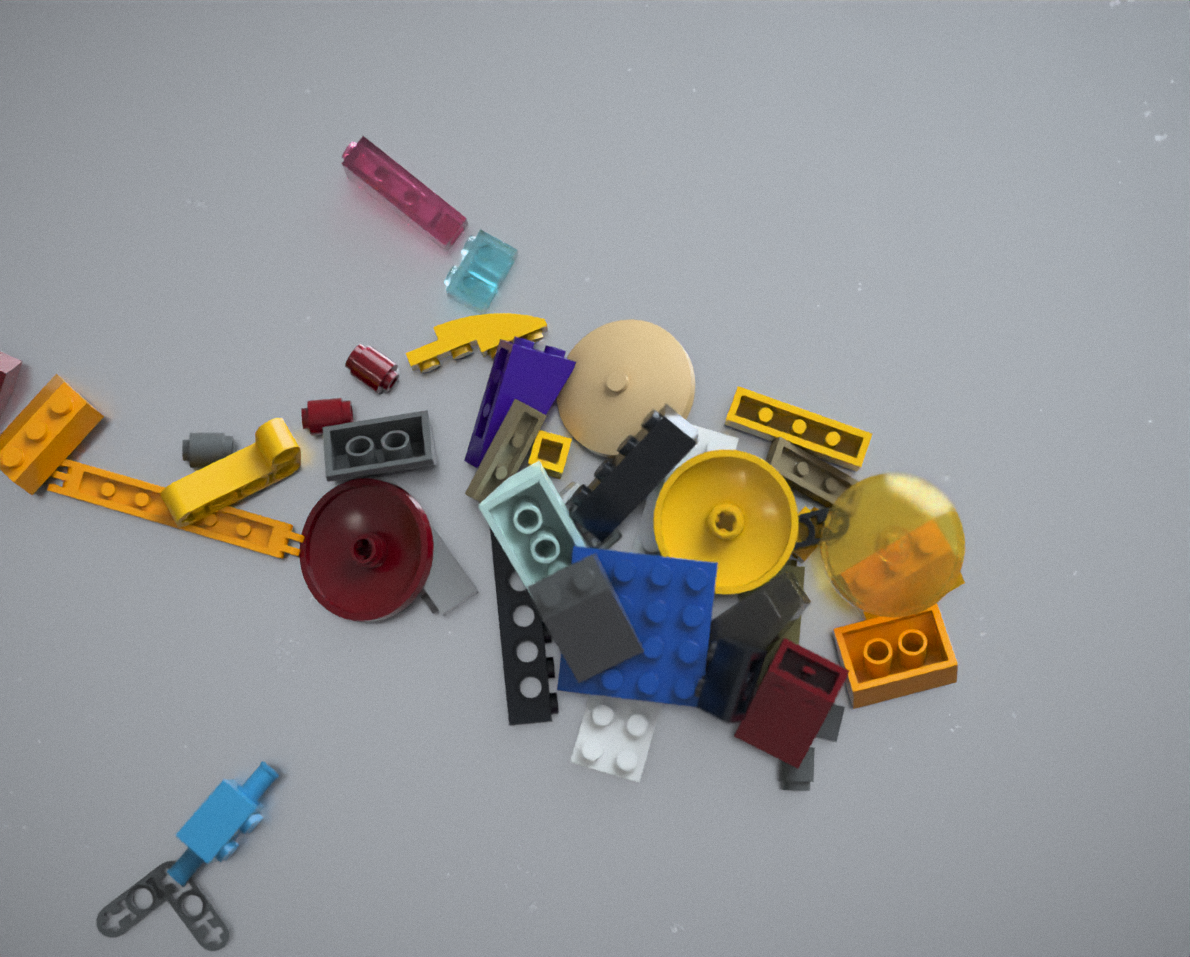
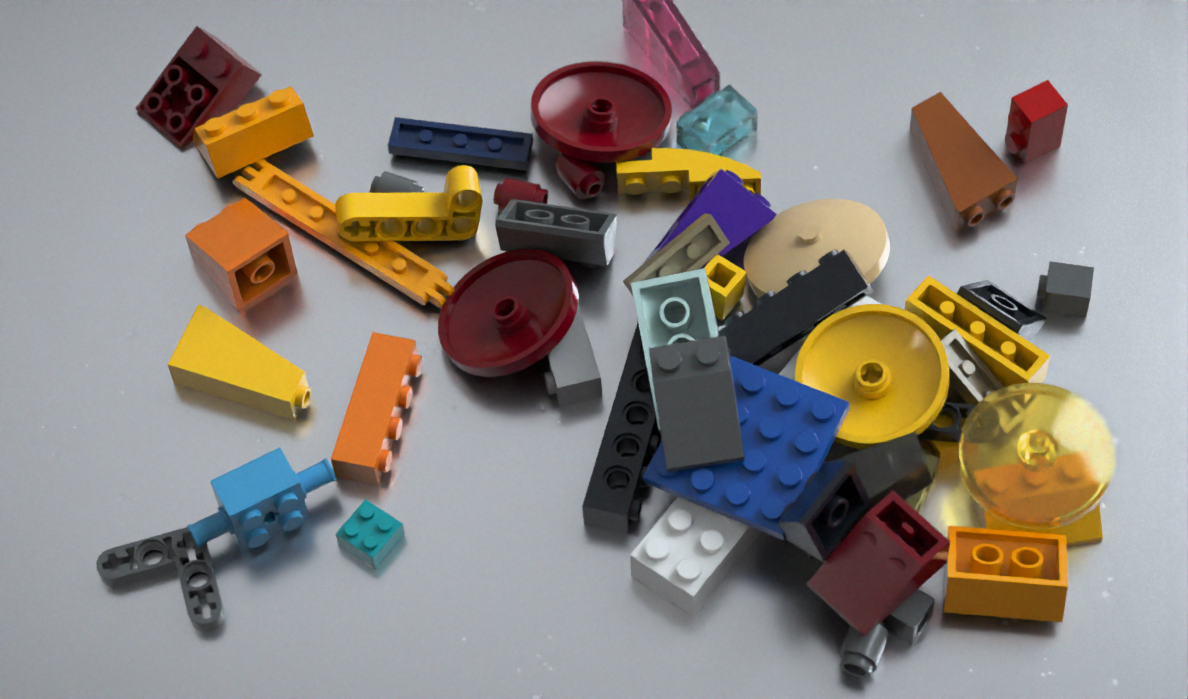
camera: 25 degrees right, 25 degrees down
(87, 567) = (243, 252): none -> orange slope
(134, 687) = (236, 367): none -> yellow slope
(245, 373) = (460, 143): none -> dark blue plate
(282, 684) = (376, 408): none -> orange brick
(327, 808) = (370, 533): none -> teal piece
(368, 298) = (601, 111): none -> dark red dish
(722, 237) = (960, 163): none -> dark orange slope
(780, 175) = (1036, 122): none -> red brick
(810, 385) = (1003, 308): none -> black slope
(860, 342) = (1066, 289): none -> dark grey brick

